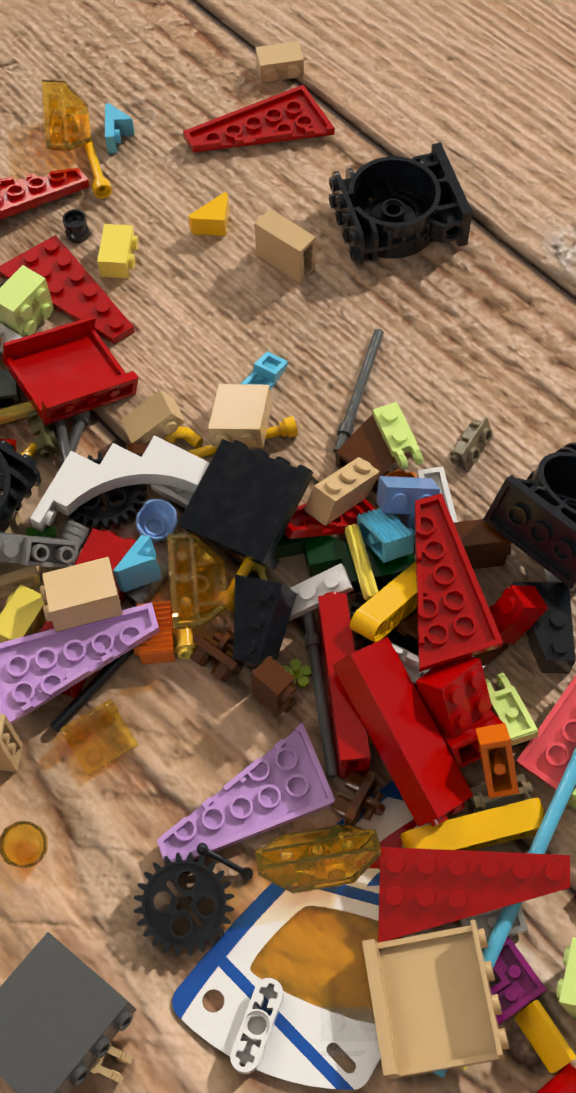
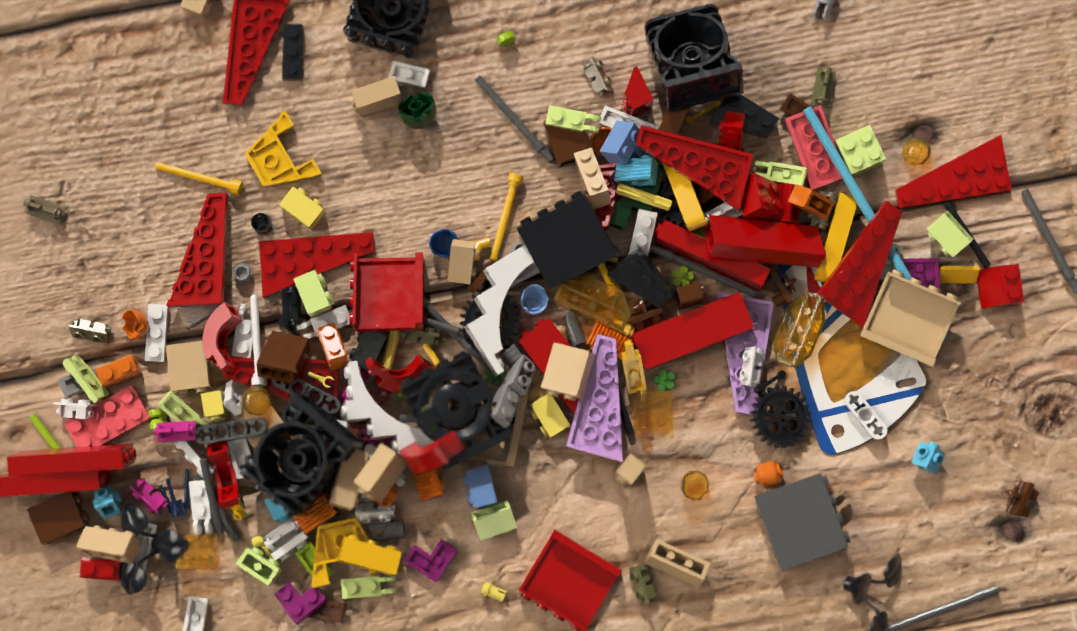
camera: 55 degrees left, 20 degrees up
(11, 239) = (242, 273): none -> light grey plate
(63, 117) = (160, 181): clear yellow wedge -> none
(94, 937) = (769, 474): none -> orange head
(116, 125) = (182, 145): medium azure slope -> none
(136, 676) = (633, 369): none -> yellow hinge
(138, 566) = (566, 329): medium azure slope -> none
(148, 729) = (665, 380): none -> bright green plant
(153, 199) = (272, 161): none -> yellow wing
(168, 385) = (441, 242): none -> blue hair
(211, 218) = (315, 127): yellow slope -> none
(231, 720) = (692, 331): none -> red brick
(238, 815) = (749, 375): none -> white hinge
(240, 414) = (492, 205): tan brick -> none
(267, 370) = (465, 172): medium azure slope -> none
(280, 163) = (292, 52): none -> black plate
(296, 292) = (418, 111): none -> dark green cylinder
(333, 268) = (409, 74): none -> white plate
(442, 332) = (506, 39): none -> lime tile
(479, 485) = (637, 95): none -> red slope
(497, 571) = (689, 119): none -> yellow hinge

